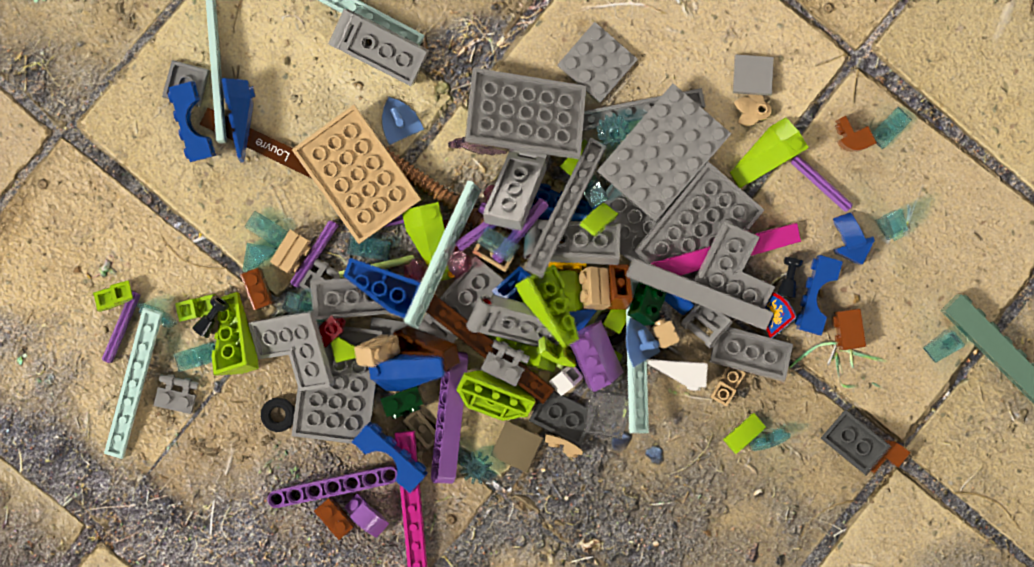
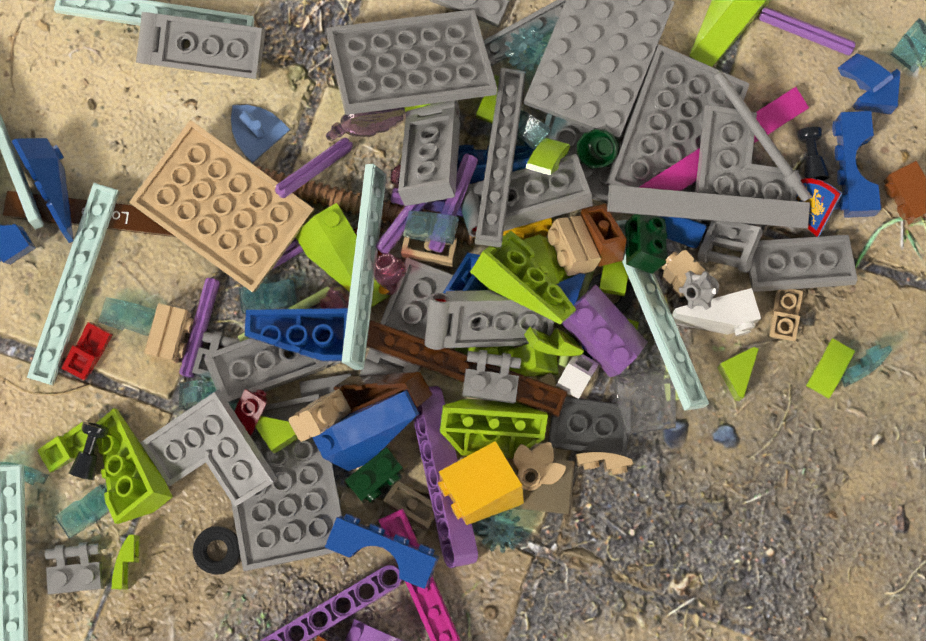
camera: 20 degrees left, 10 degrees down
(216, 398) = (128, 554): none -> lime slope
(230, 244) = (88, 351): none -> red slope
(235, 192) = (73, 284): none -> light aqua tile
(256, 255) = (125, 353): clear light blue slope -> none
(257, 289) = (139, 394): dark orange brick -> none
(430, 168) = (313, 167): none -> medium lavender axle
(471, 436) = (481, 485): none -> yellow slope
(518, 431) = (538, 462): none -> tan plate
(637, 223) = (597, 148): none -> dark green hair
(640, 343) = (656, 294): medium blue shield -> none
(670, 354) = (699, 289): none -> light grey rock
(679, 413) = (737, 372): none -> lime slope
(767, 290) = (791, 176): none -> light grey bar

